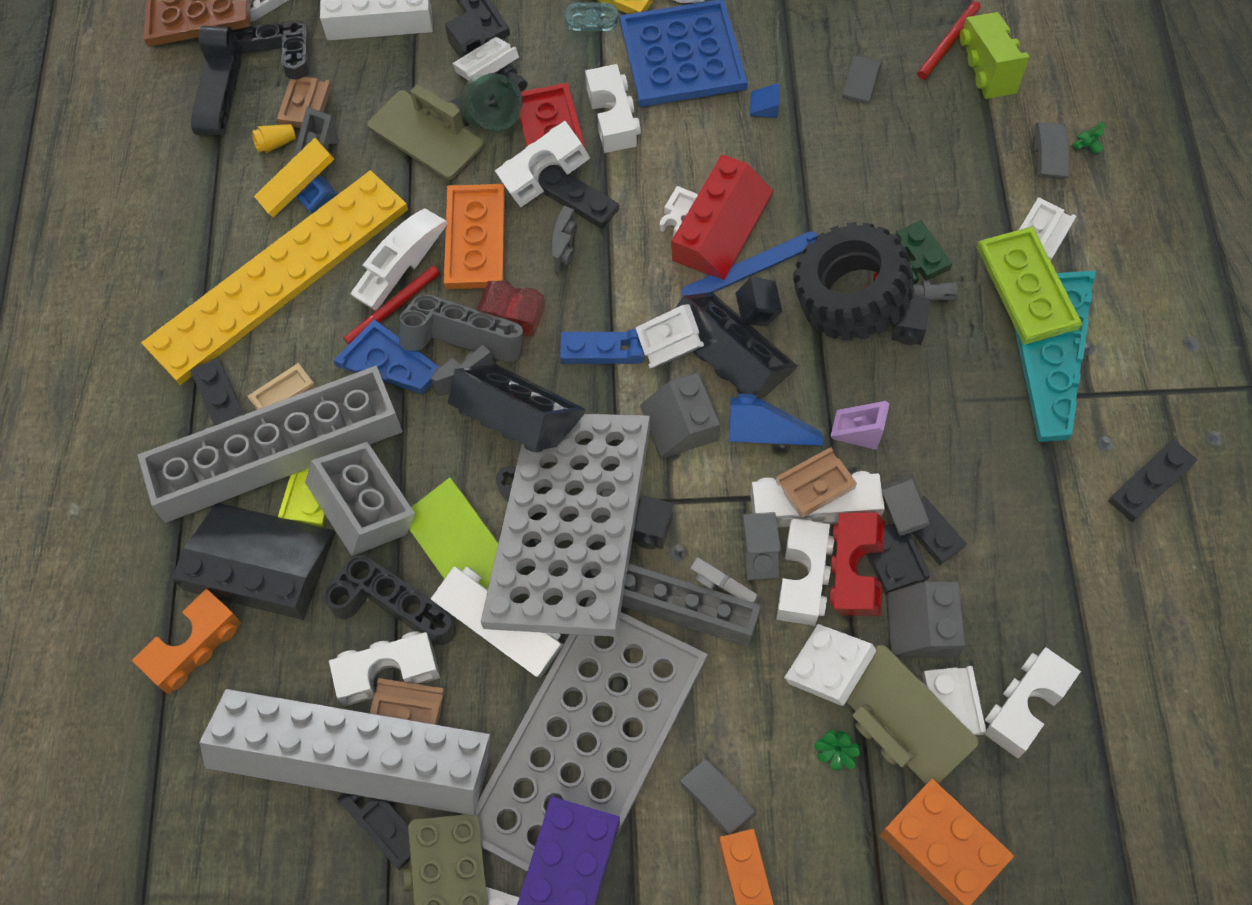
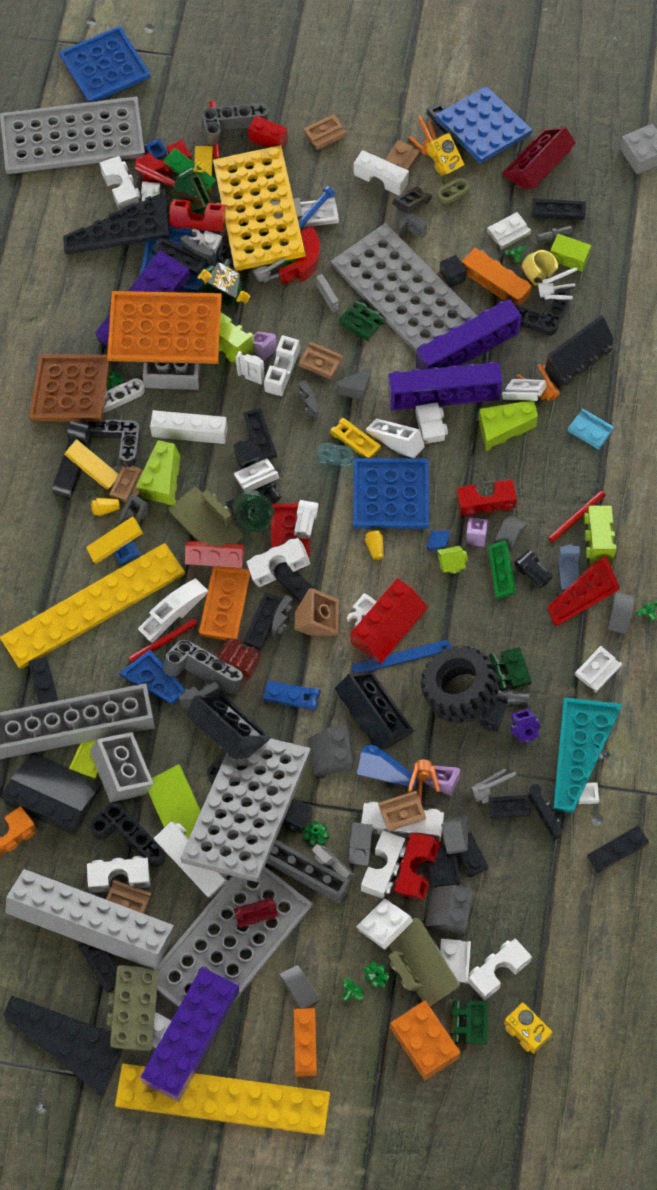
camera: 10 degrees right, 0 degrees up
(243, 82) = (91, 464): none -> yellow tile
(286, 385) = (84, 685): tan tile -> none
(347, 80) = (160, 474): none -> lime wedge
(445, 171) = (225, 556): none -> arch
(536, 251) = (262, 621): none -> black plate
(569, 97) = (306, 515): none -> white piece
(607, 90) = (333, 512): white arch -> none
(615, 227) = (317, 614): none -> medium nougat slope
(620, 686) = (255, 912): none -> dark red hinge
(669, 336) = (334, 697): white plate -> none
(676, 120) = (374, 542): none -> yellow cone
(685, 544) = (316, 834): none -> green plant
(758, 301) = (398, 684): black brick -> none
(792, 120) = (452, 559): none -> lime brick
(799, 43) = (472, 502): none -> red arch
(803, 784) = (351, 990): none -> green plant
(816, 82) = (476, 532): none -> lavender slope
(829, 420) = (423, 771): none -> orange plant
(866, 123) = (502, 570): none -> green plate
(904, 110) = (530, 565): none -> black piece
(925, 430) = (481, 790): none -> light grey plant
(958, 102) = (568, 565): none -> sand blue bracket
(963, 325) = (525, 725): none -> dark purple brick
(972, 447) = (509, 806): none -> black plate
(996, 127) = (586, 591): none -> red wing
(1018, 796) = (477, 1022): none -> dark green plate
(1028, 285) = (574, 706): lime tile -> none
(1028, 445) = (545, 811): none -> black plate
(1087, 407) = (590, 794): none -> white tile
(1105, 790) = (527, 1028): none -> yellow brick

